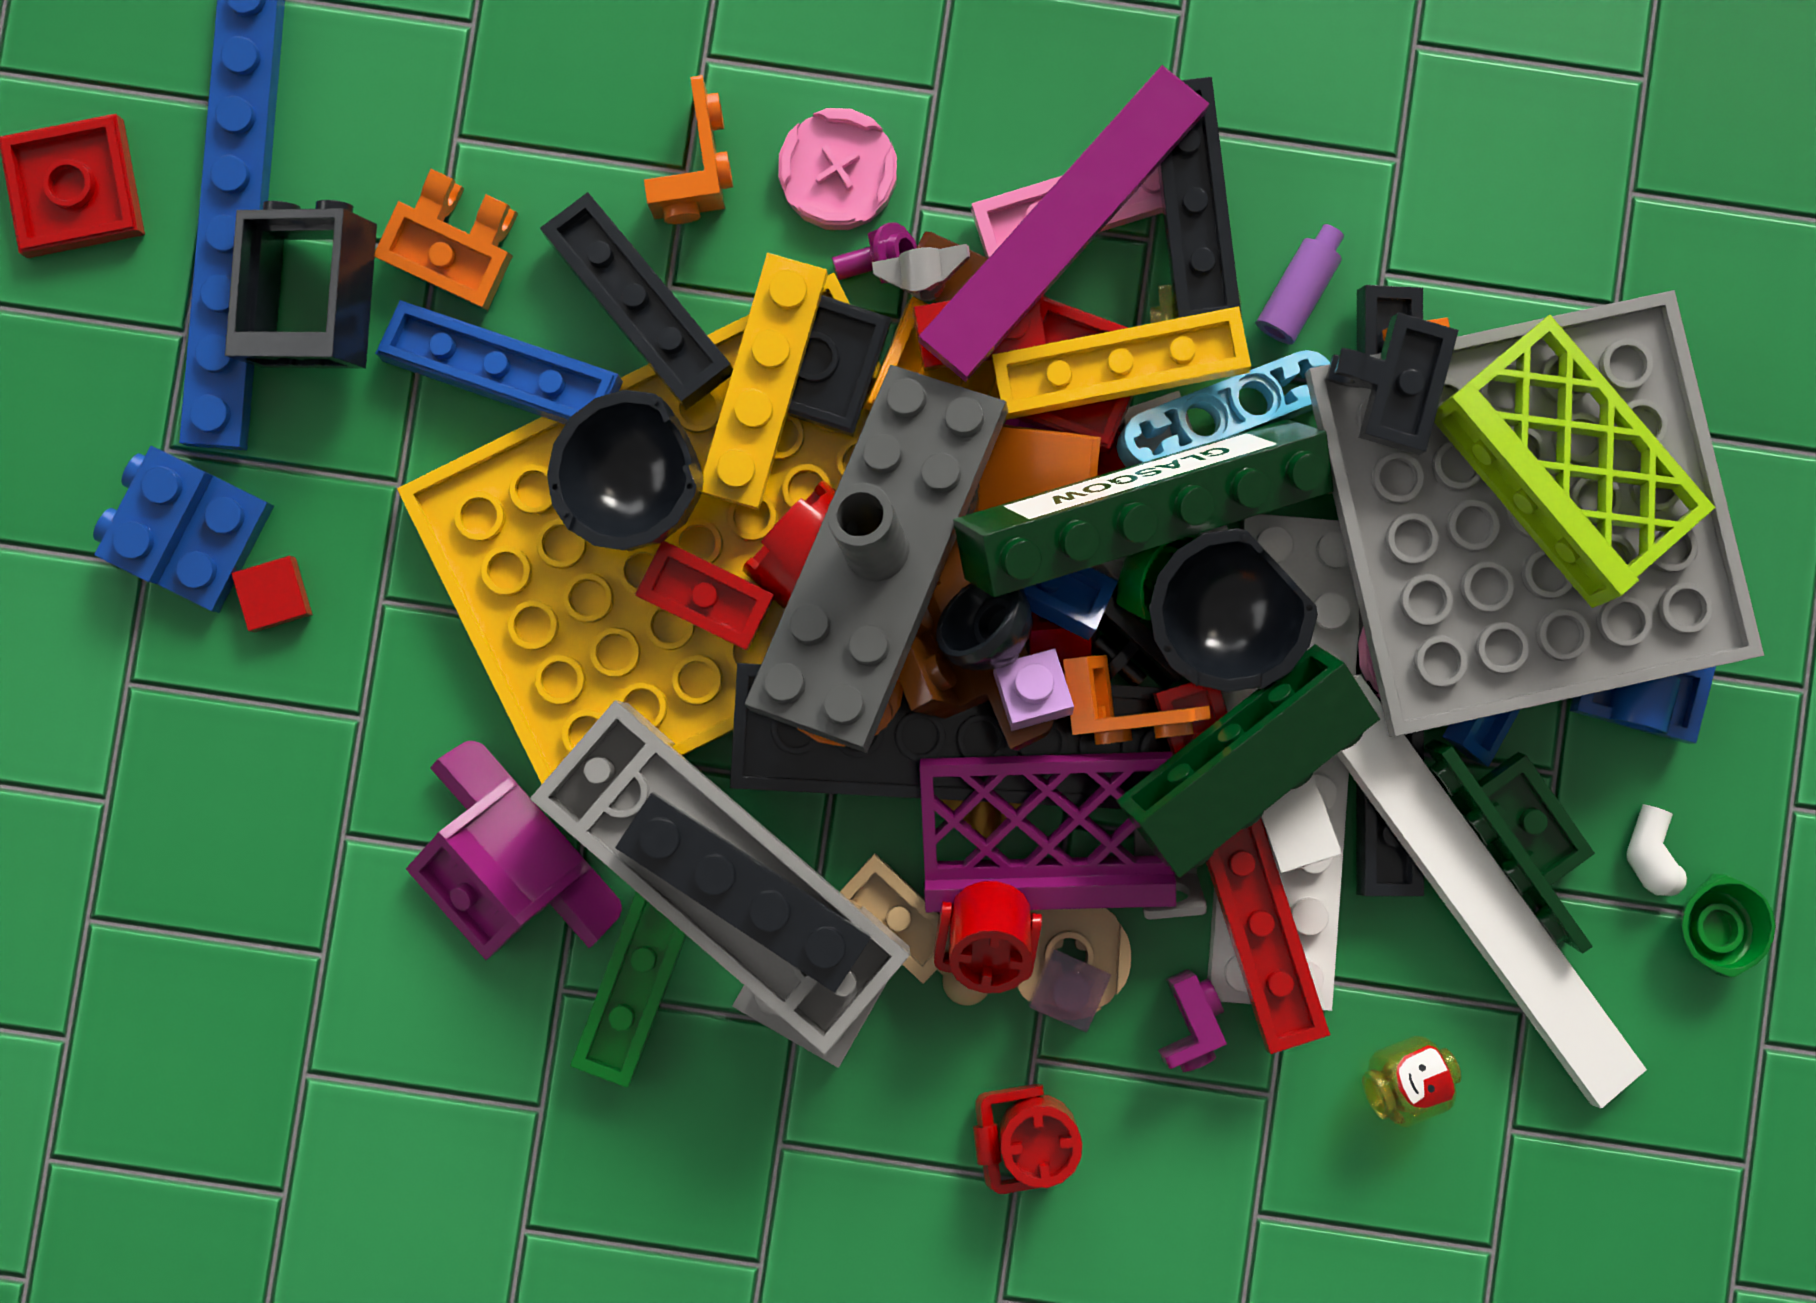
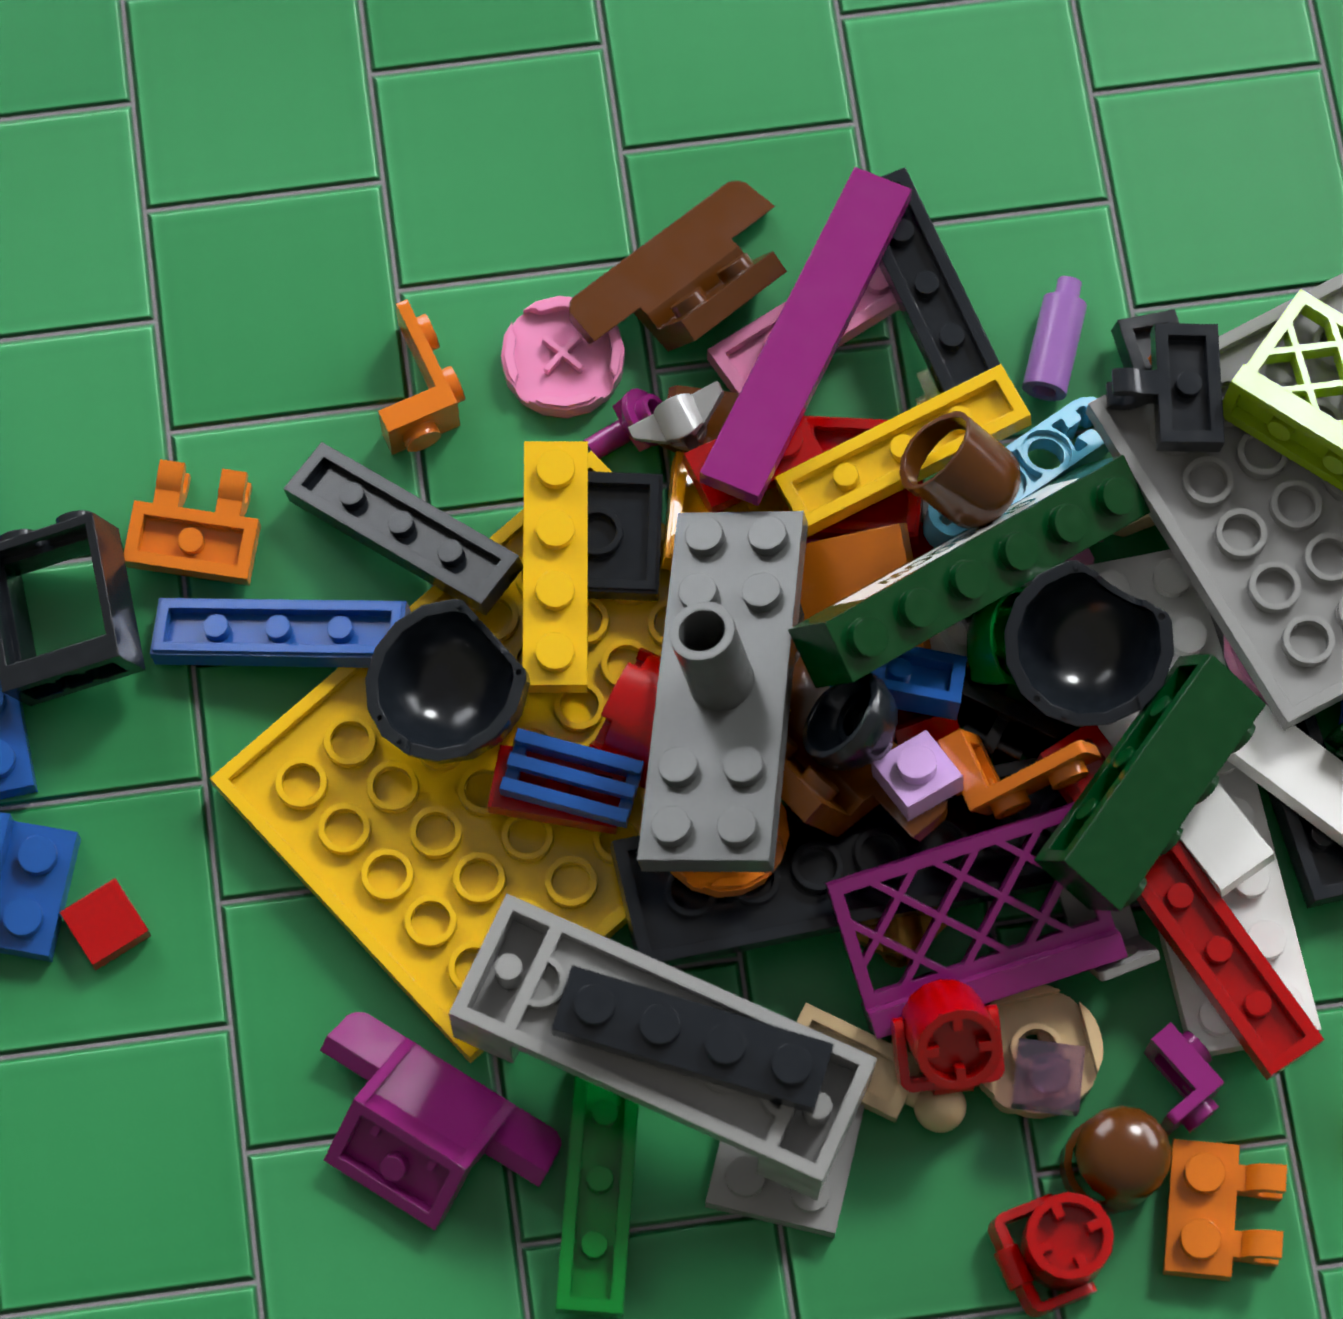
camera: 15 degrees left, 15 degrees down
(671, 566) = (577, 754): none -> blue tile
(974, 122) = (683, 275): none -> reddish brown plate
(1111, 1078) = (1119, 1156): none -> reddish brown helmet
(1172, 1141) = (1203, 1211): none -> orange plate
(1177, 425) = (974, 484): none -> reddish brown helmet

